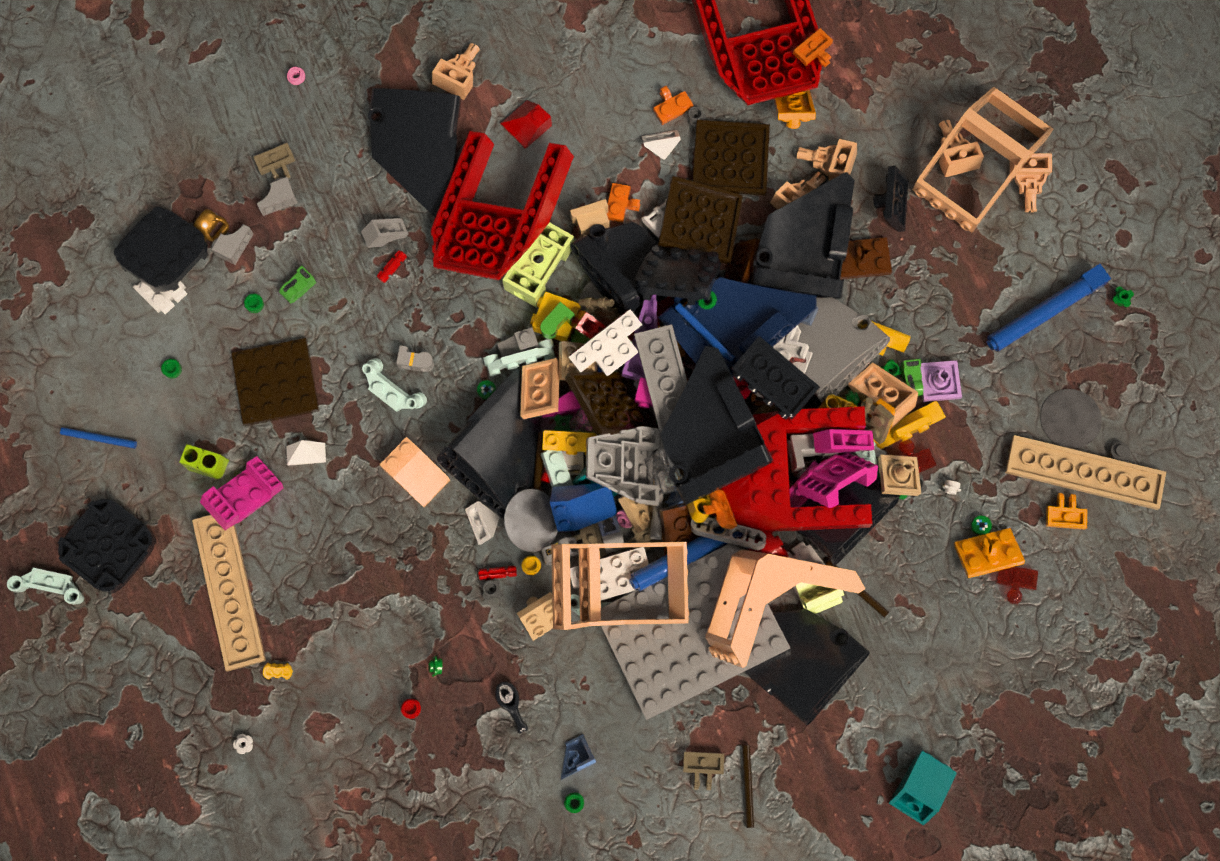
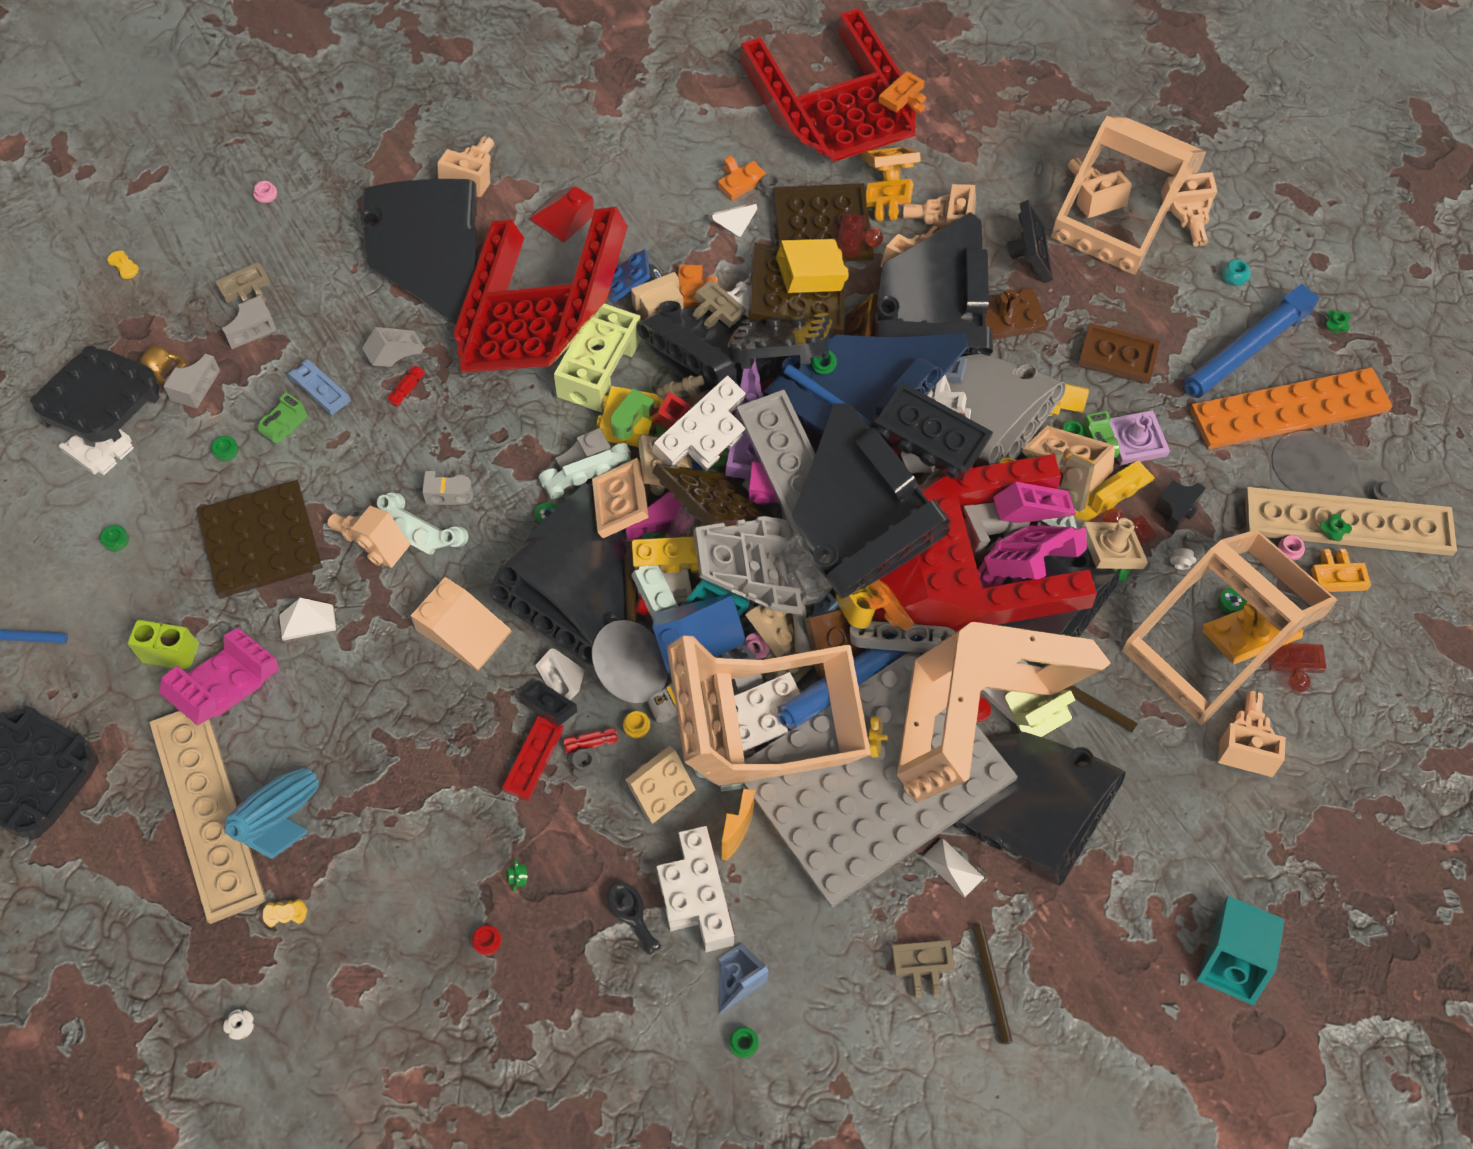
camera: 10 degrees left, 15 degrees down
(184, 130) = (124, 264): none -> yellow piece
(269, 607) = (262, 816): none -> dark azure plate
(326, 260) = (319, 387): none -> medium blue plate
(357, 393) = (373, 532): none -> light nougat brick
(455, 582) = (532, 759): none -> red plate
(470, 542) = (548, 703): none -> black plate
(555, 695) = (695, 891): none -> white piece
(576, 194) = (632, 274): none -> blue plate
(588, 657) = (737, 825): none -> light orange slope
(637, 226) = (719, 303): none -> dark tan hinge
(695, 607) = (876, 736): none -> yellow piece
(714, 203) = (811, 265): none -> yellow brick
(736, 700) = (953, 867): none -> white slope
(752, 174) = (853, 233): none -> clear red plate
(788, 137) = (888, 193): none -> light orange hinge
(942, 305) = (1119, 353): none -> reddish brown plate
(958, 442) = (1178, 504): none -> black brick
(967, 637) = (1251, 741): none -> light nougat brick
(985, 534) = (1257, 591): none -> light nougat window
(1041, 488) = (1292, 542): none -> bright pink plate
(1050, 247) = (1236, 272): none -> teal plate
(1066, 369) = (1290, 408): none -> orange plate
(1070, 485) = (1333, 533): none -> green plate

